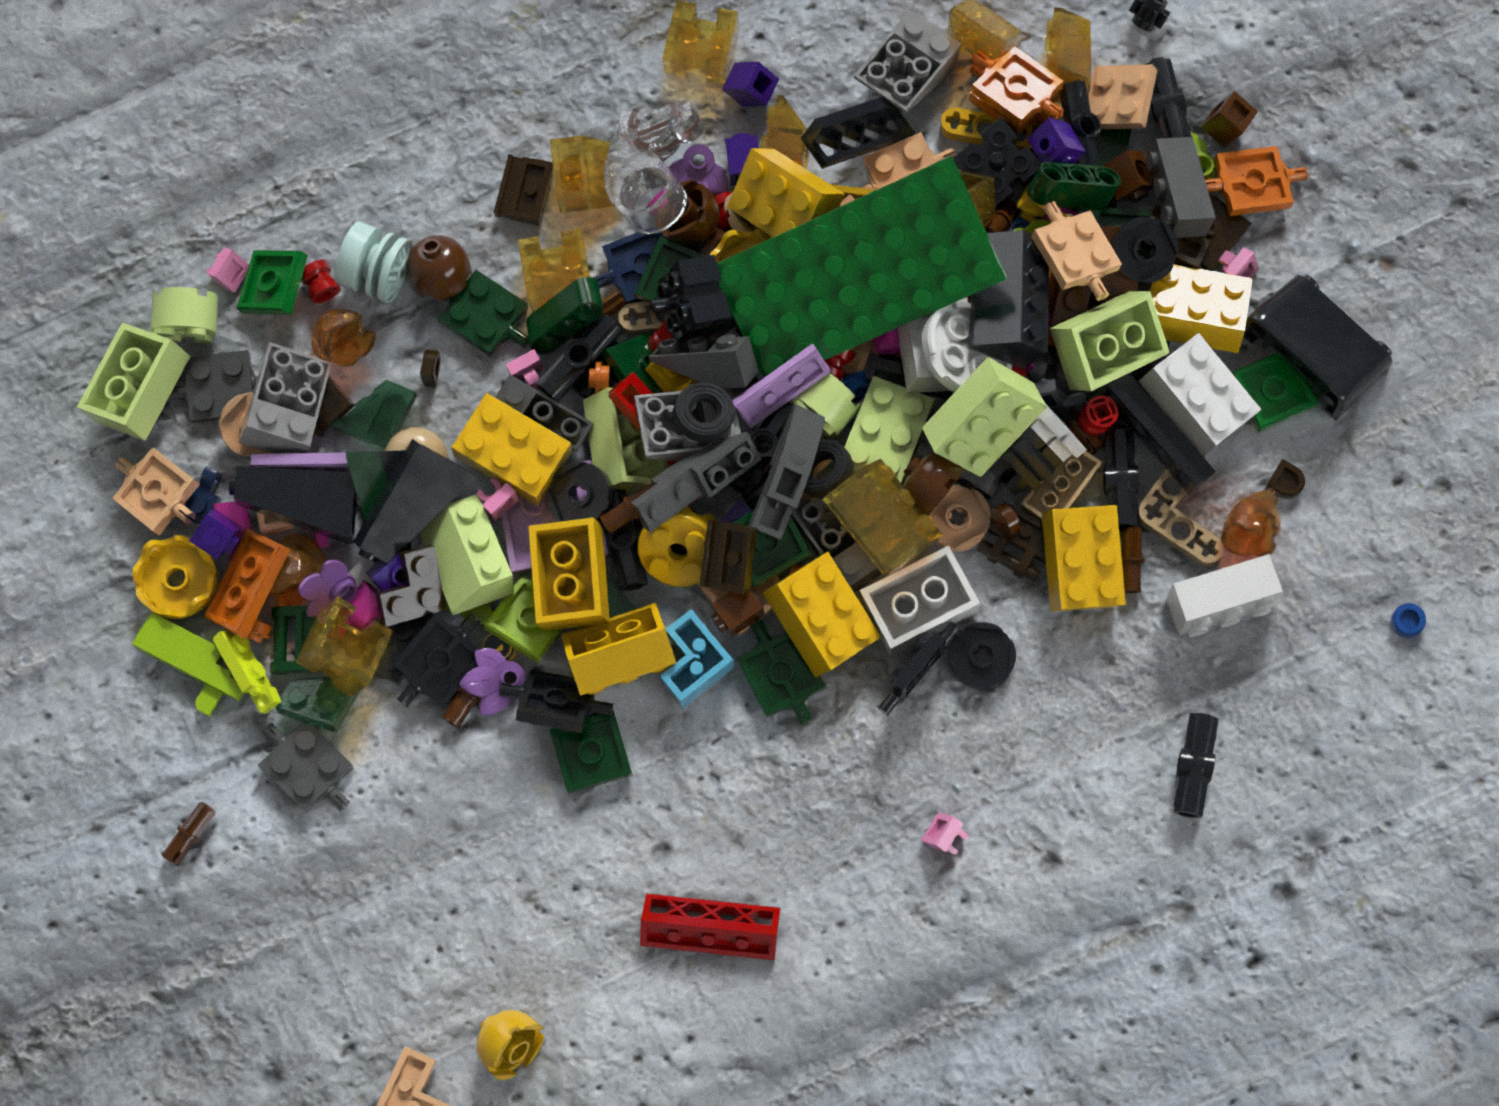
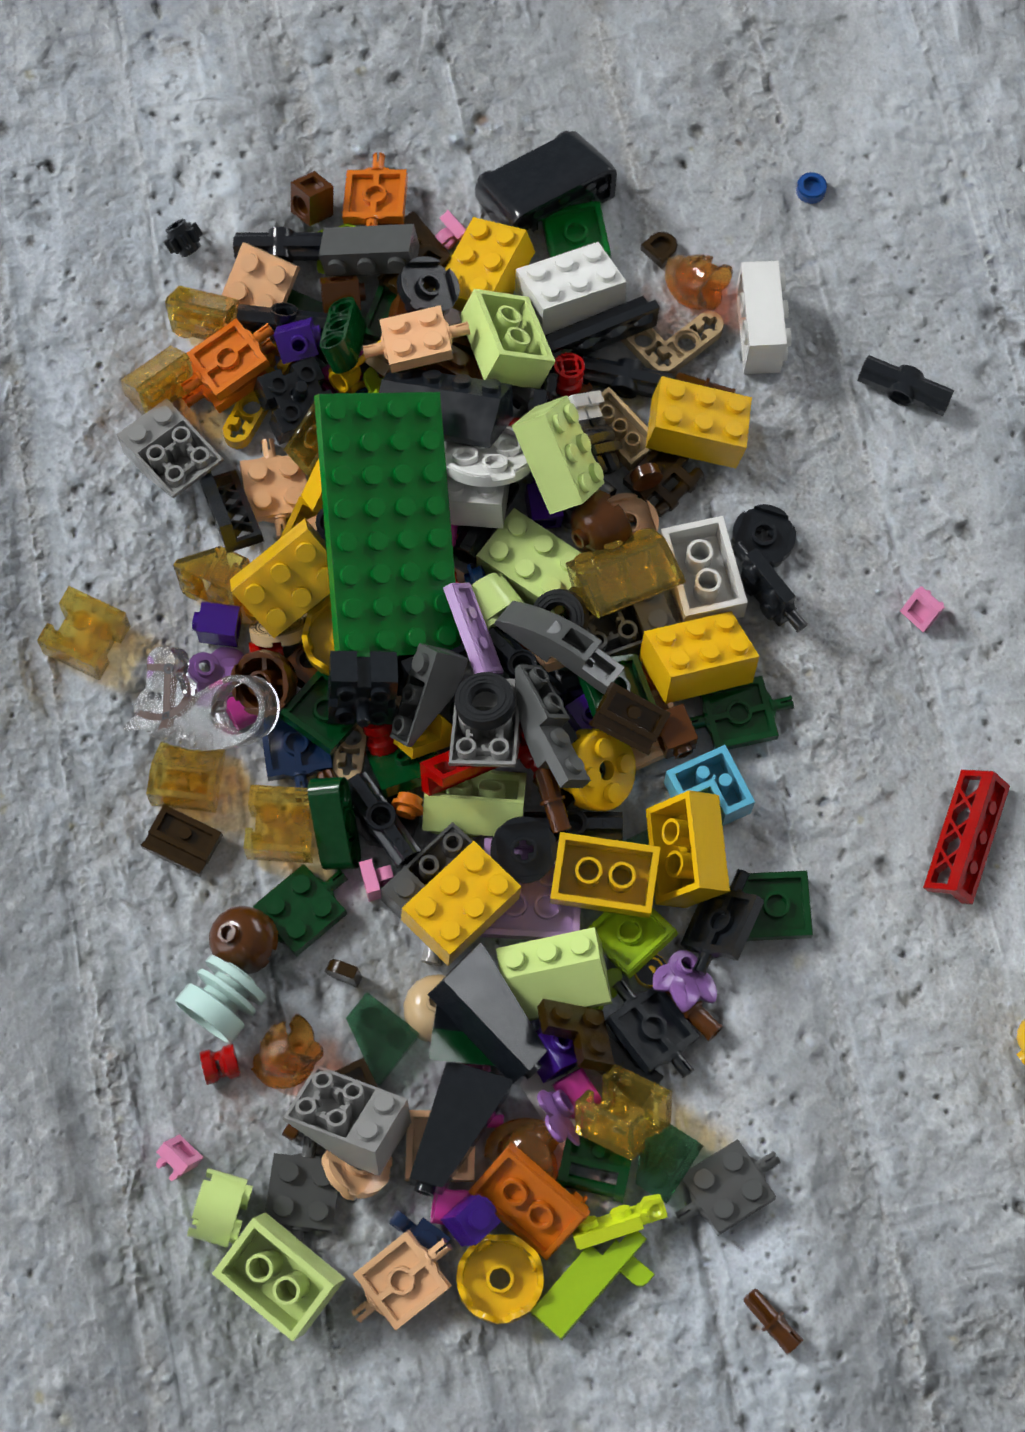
camera: 85 degrees left, 5 degrees down
(272, 282) = (207, 1111): green plate -> none
(303, 461) = (418, 1116): lavender tile -> none
(500, 501) = (508, 927): bright pink tile -> none
(750, 84) = (143, 598): dark purple brick -> none

